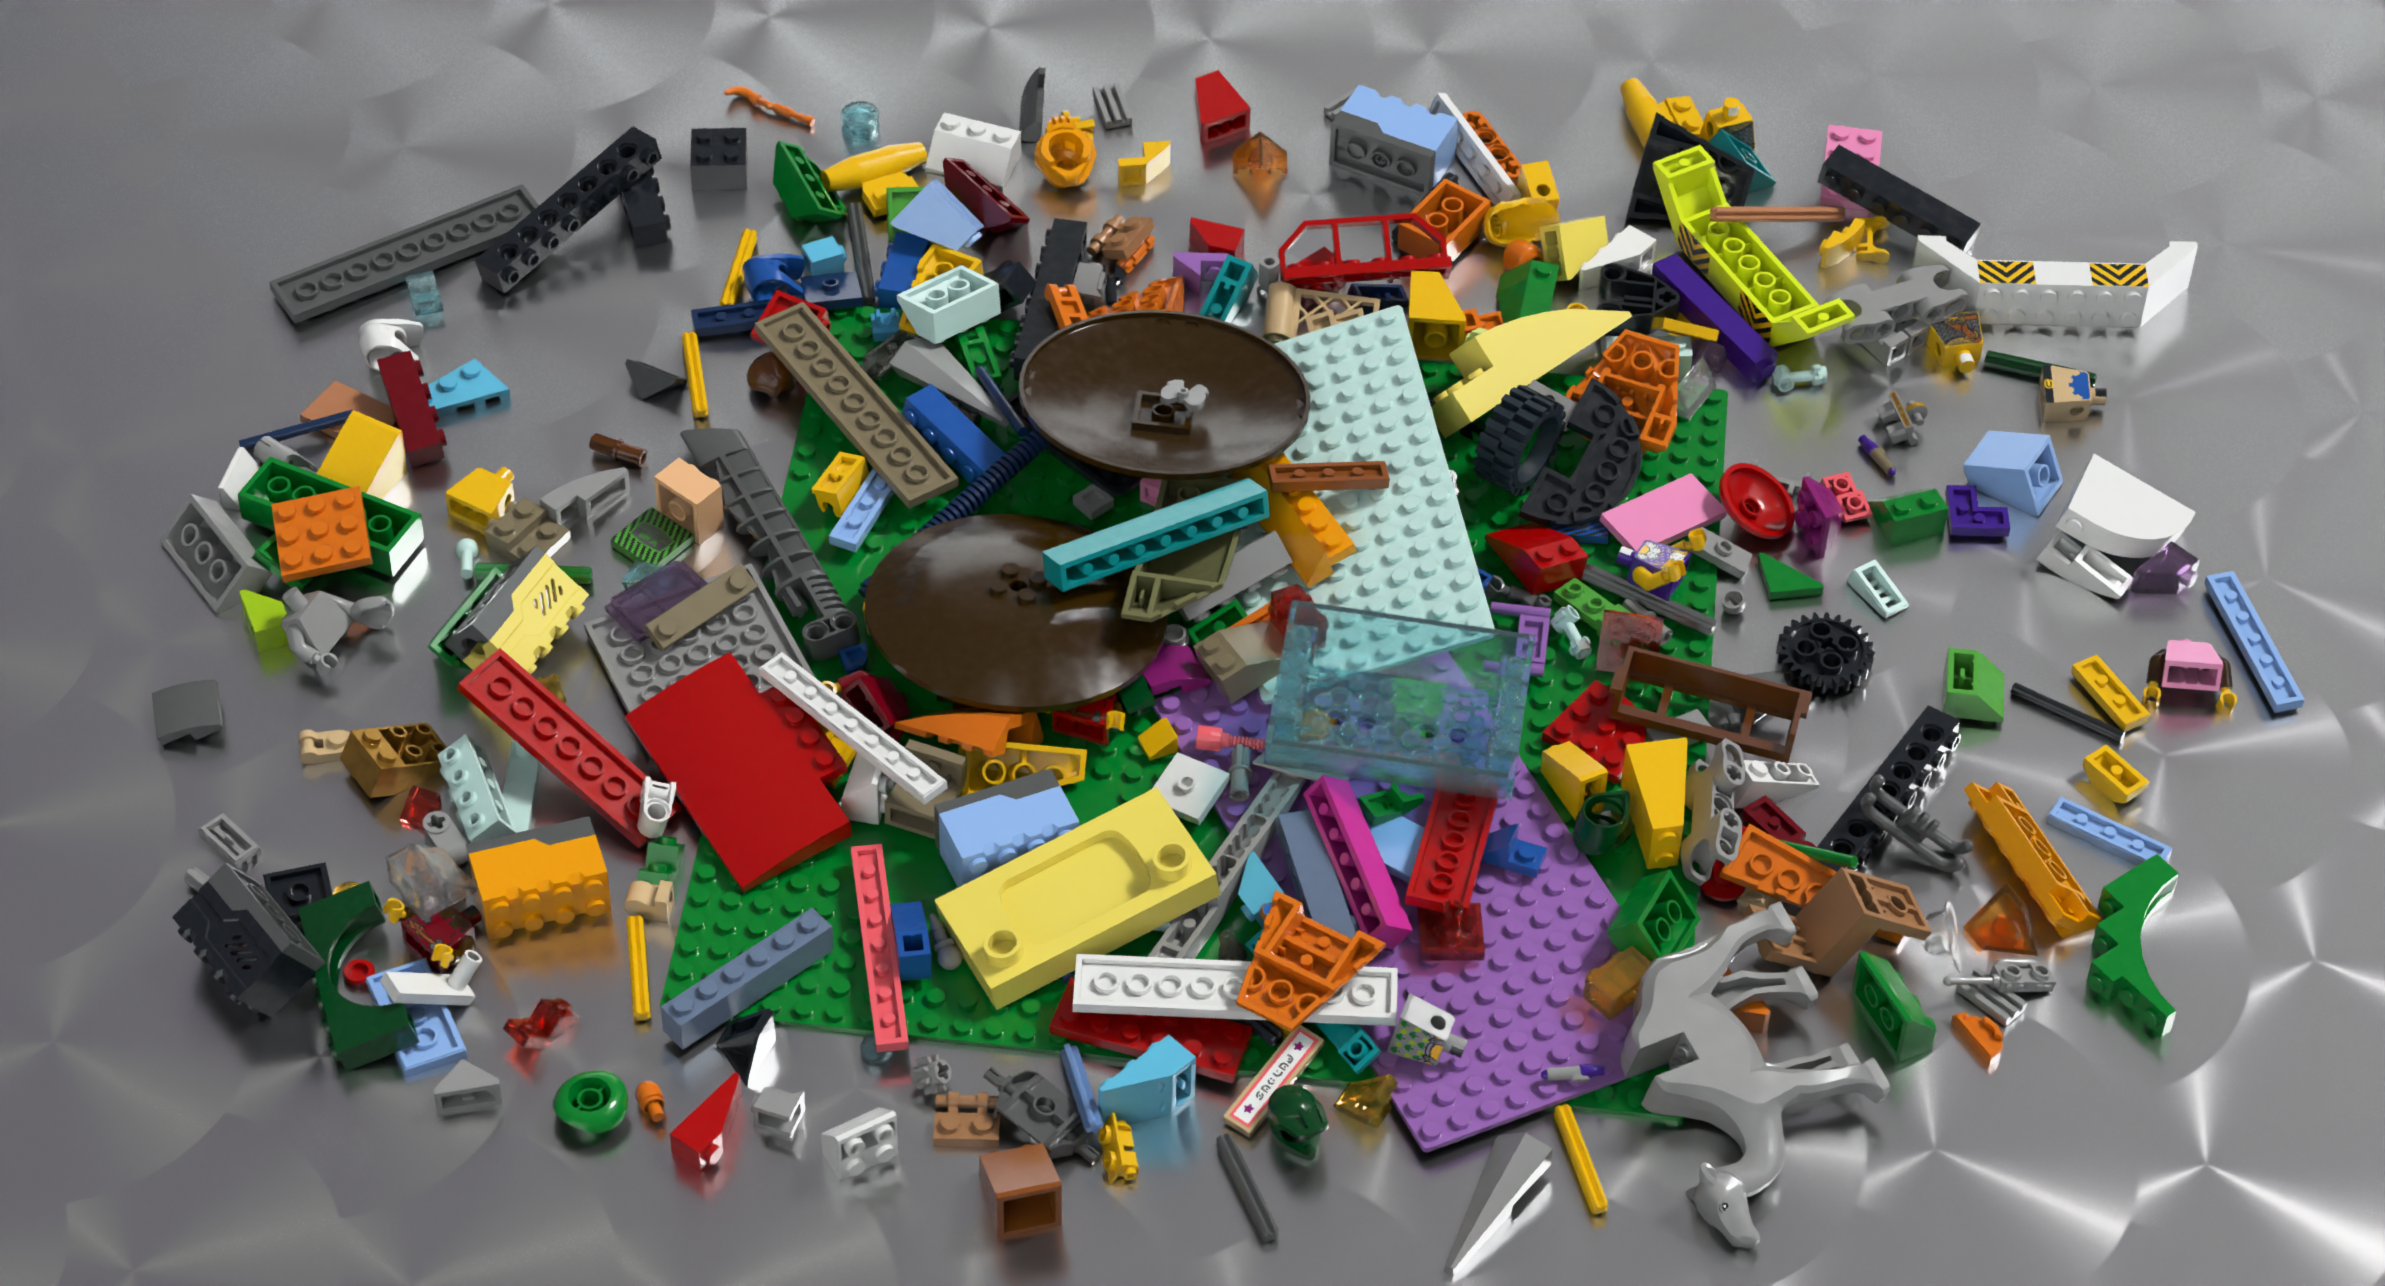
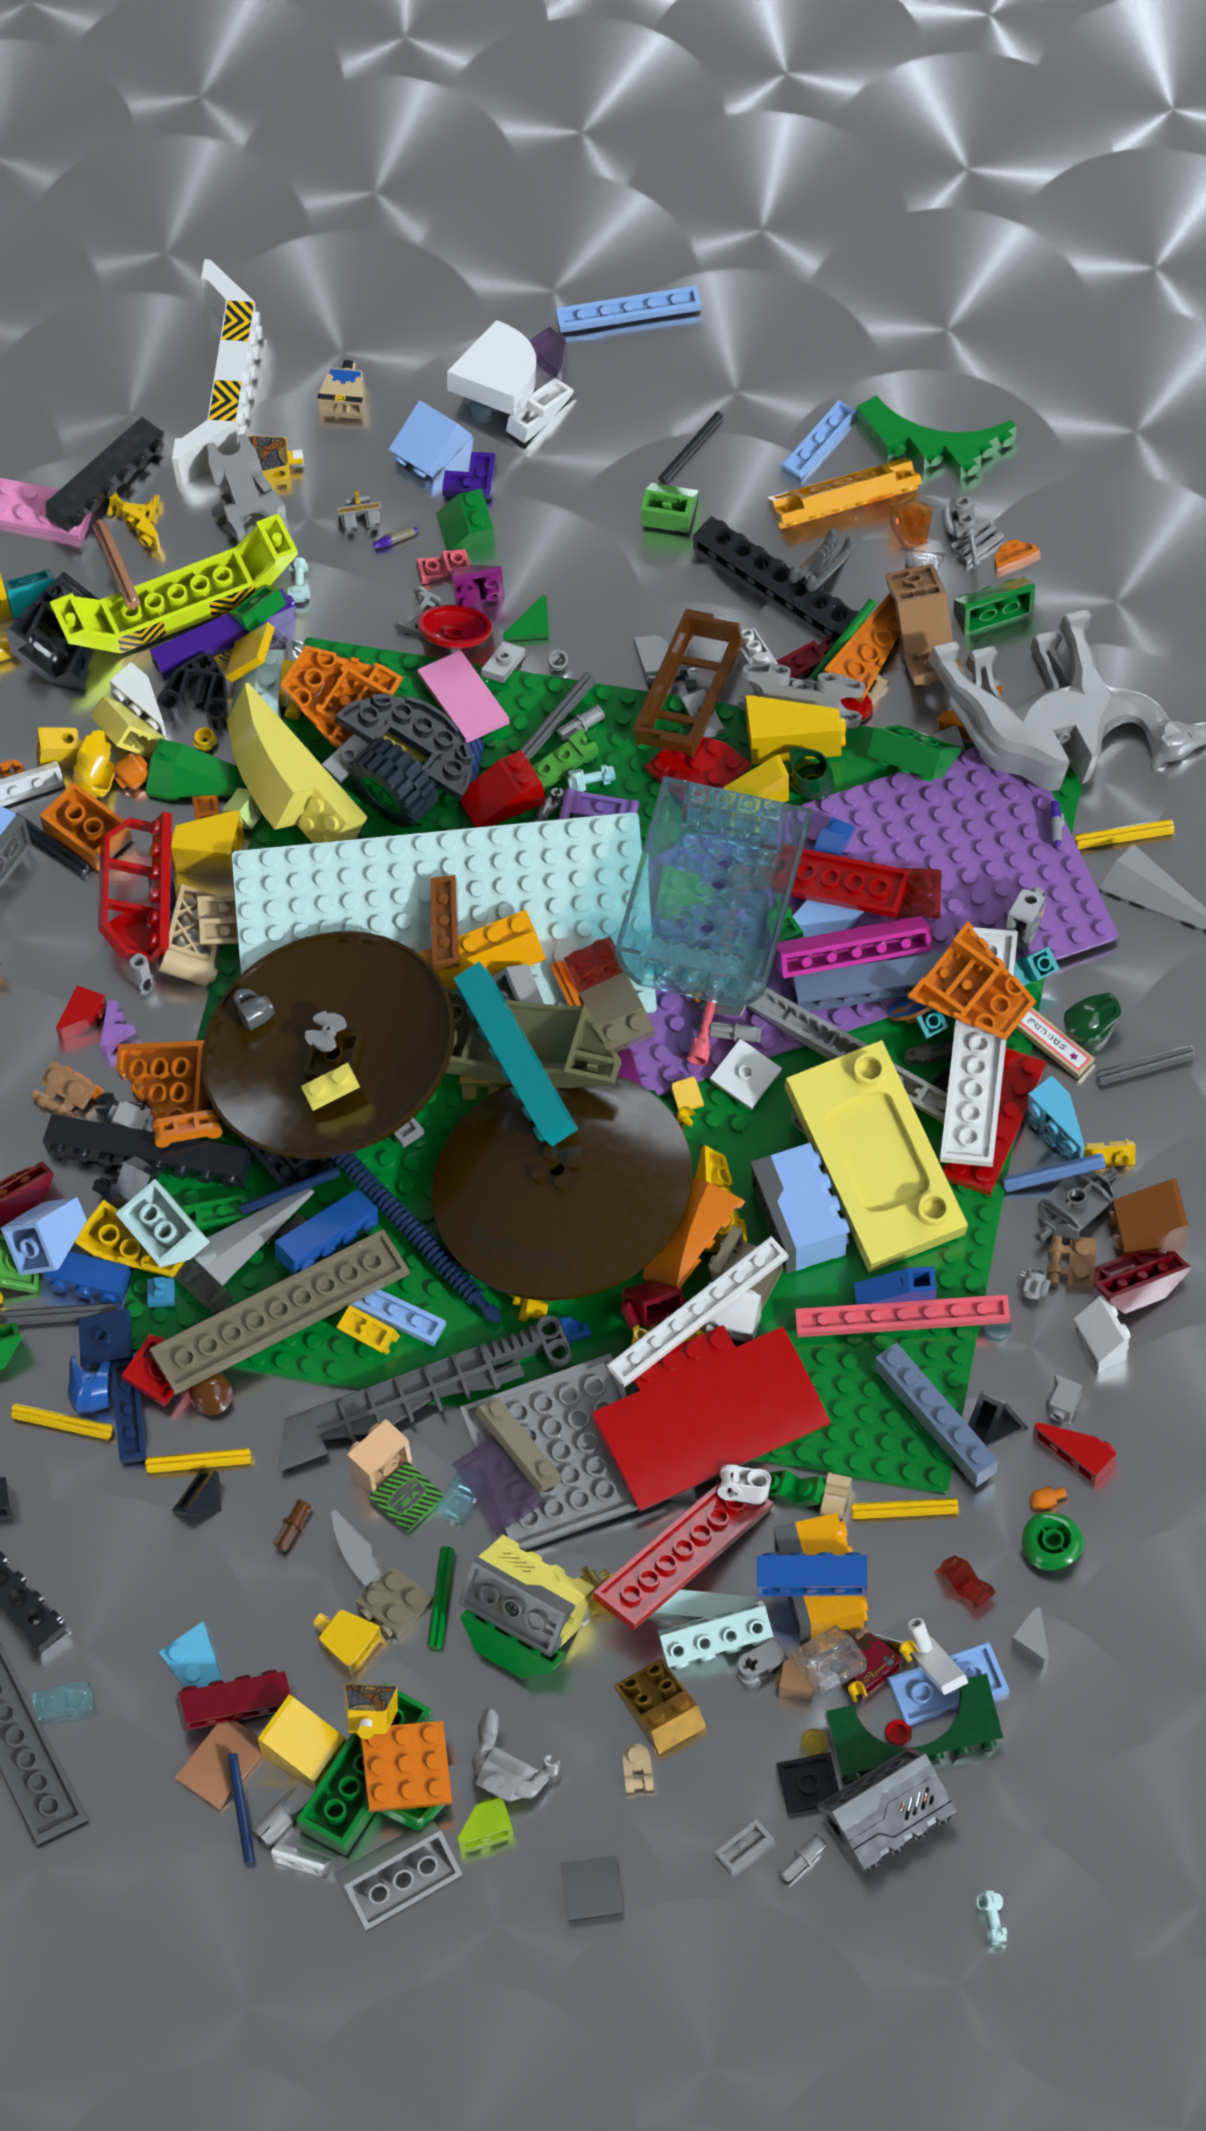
camera: 80 degrees left, 15 degrees up
(141, 1056) = (991, 1903): none -> light aqua bar
(377, 488) = (370, 1708): none -> torso
(387, 336) = (136, 1730): white helmet -> none
(419, 804) = (718, 1686): clear red slope -> none
(466, 550) = (403, 1657): light aqua bar -> none
(521, 842) = (812, 1574): none -> blue brick
(823, 257) = (61, 1344): medium azure brick -> none
(932, 1165) = (1139, 1278): none -> dark red wedge
(948, 955) = (908, 1262): light grey bar -> none
(1112, 400) = (330, 1086): none -> light yellow plate
(1205, 339) = (253, 1011): none -> dark grey piece
(1230, 289) = (154, 1010): teal slope -> none
(1256, 888) = (868, 1025): medium azure slope -> none
(1367, 1099) = (1071, 963): clear yellow slope -> none
(1616, 983) = (974, 779): clear yellow brick -> none
(1629, 630) = (613, 736): clear red plate -> none
(1660, 566) = (531, 702): torso -> none
(1744, 332) = (258, 607): none -> green slope
(1825, 652) = (620, 602): black gear -> none
(1879, 578) = (538, 568): light aqua slope -> none
(2022, 365) = (306, 408): dark green axle -> none
(2110, 693) = (676, 414): yellow plate -> none
(2113, 775) = (765, 424): yellow slope -> none
(2190, 667) = (661, 354): bright pink torso -> none

